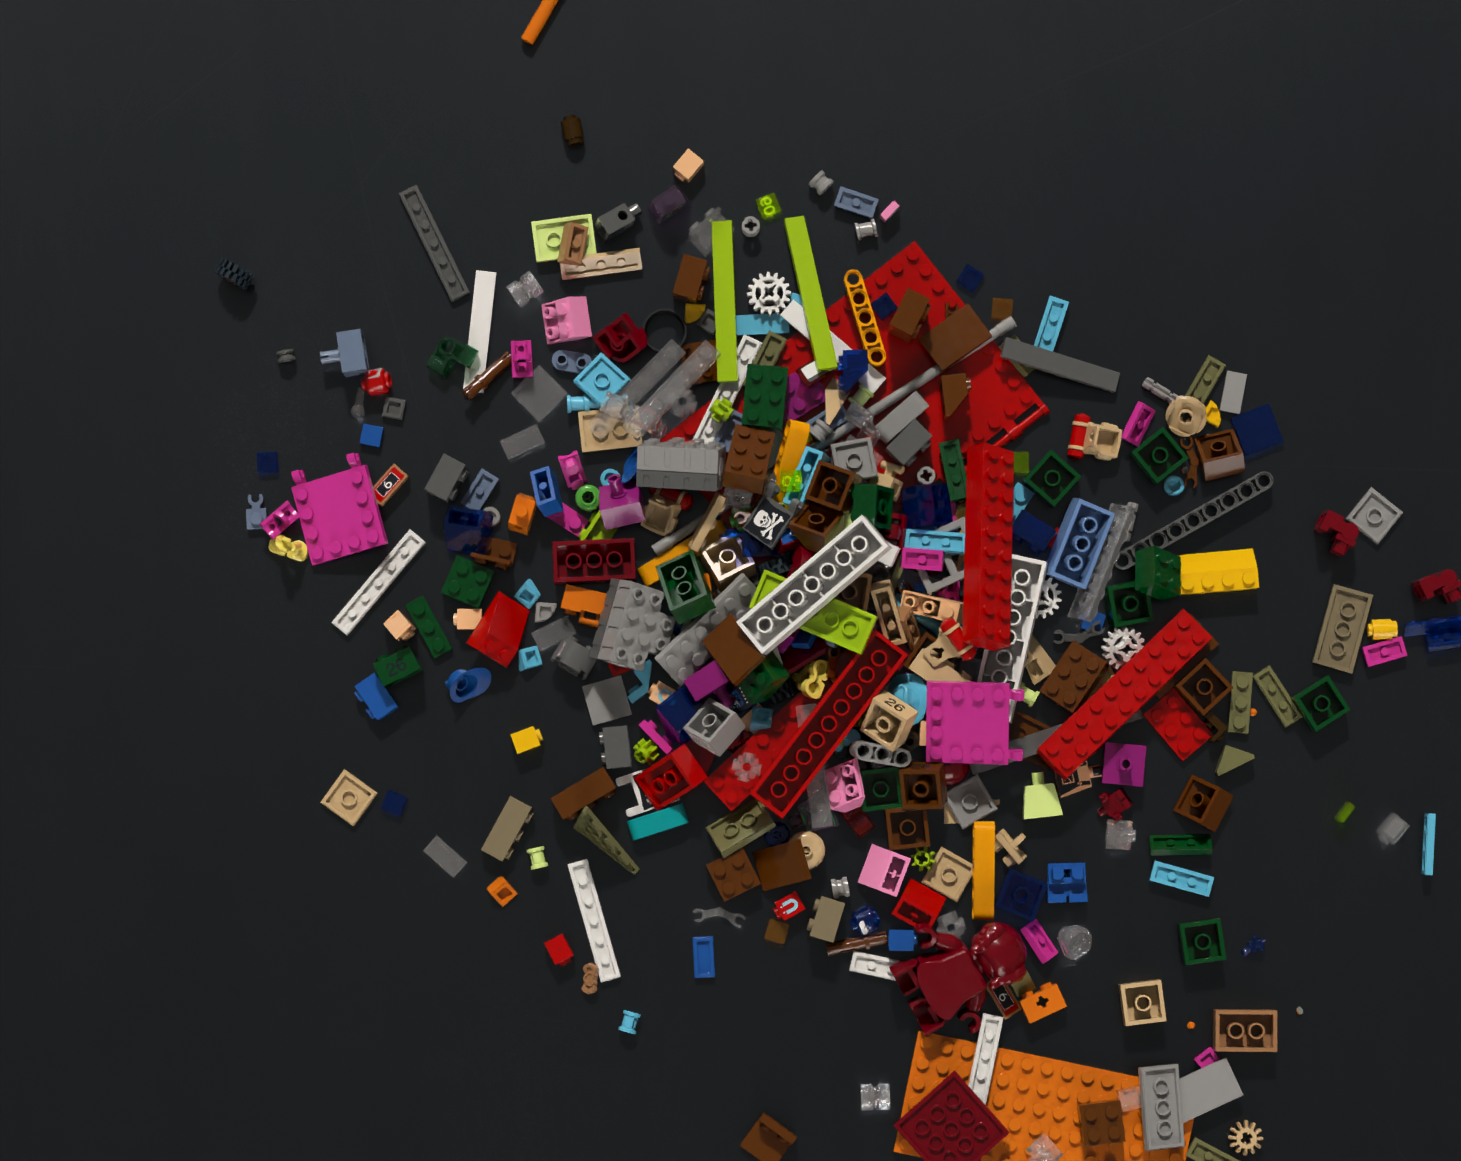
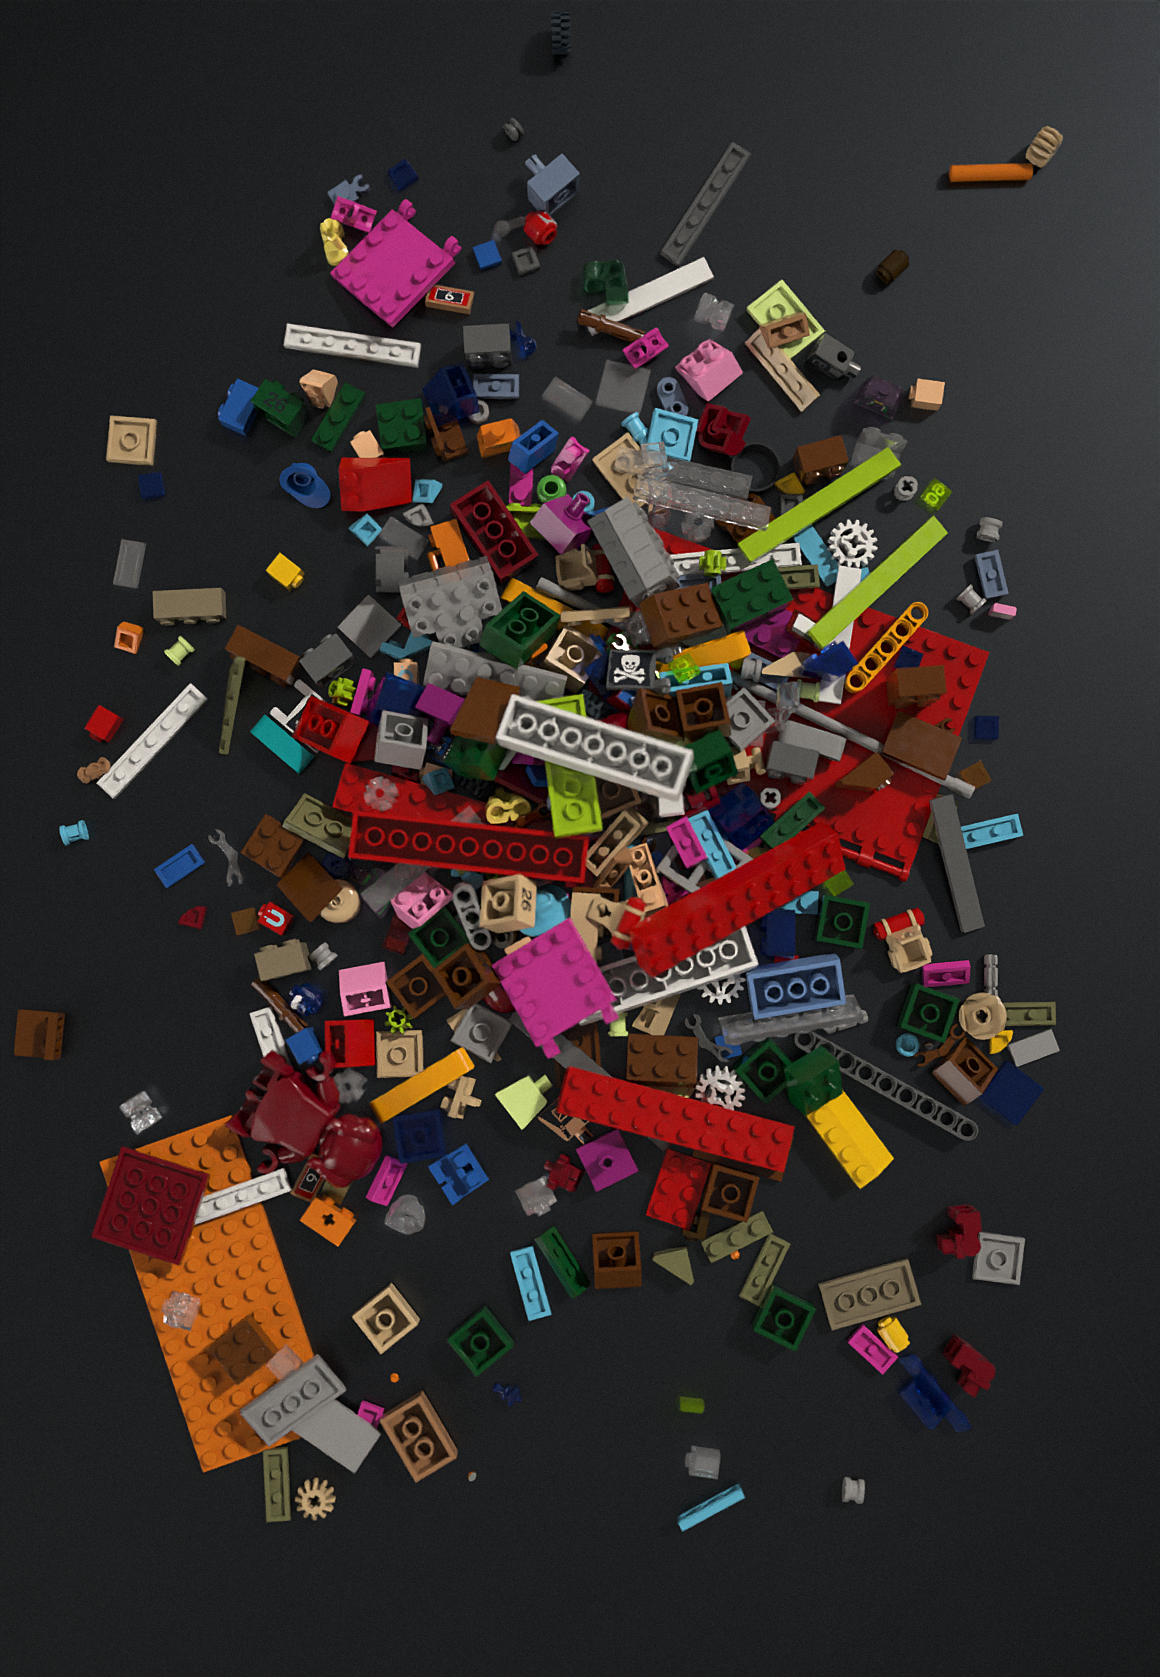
camera: 55 degrees right, 0 degrees up
(459, 447) = (526, 343): none -> clear blue arm
(749, 969) = (194, 917): none -> dark red tile

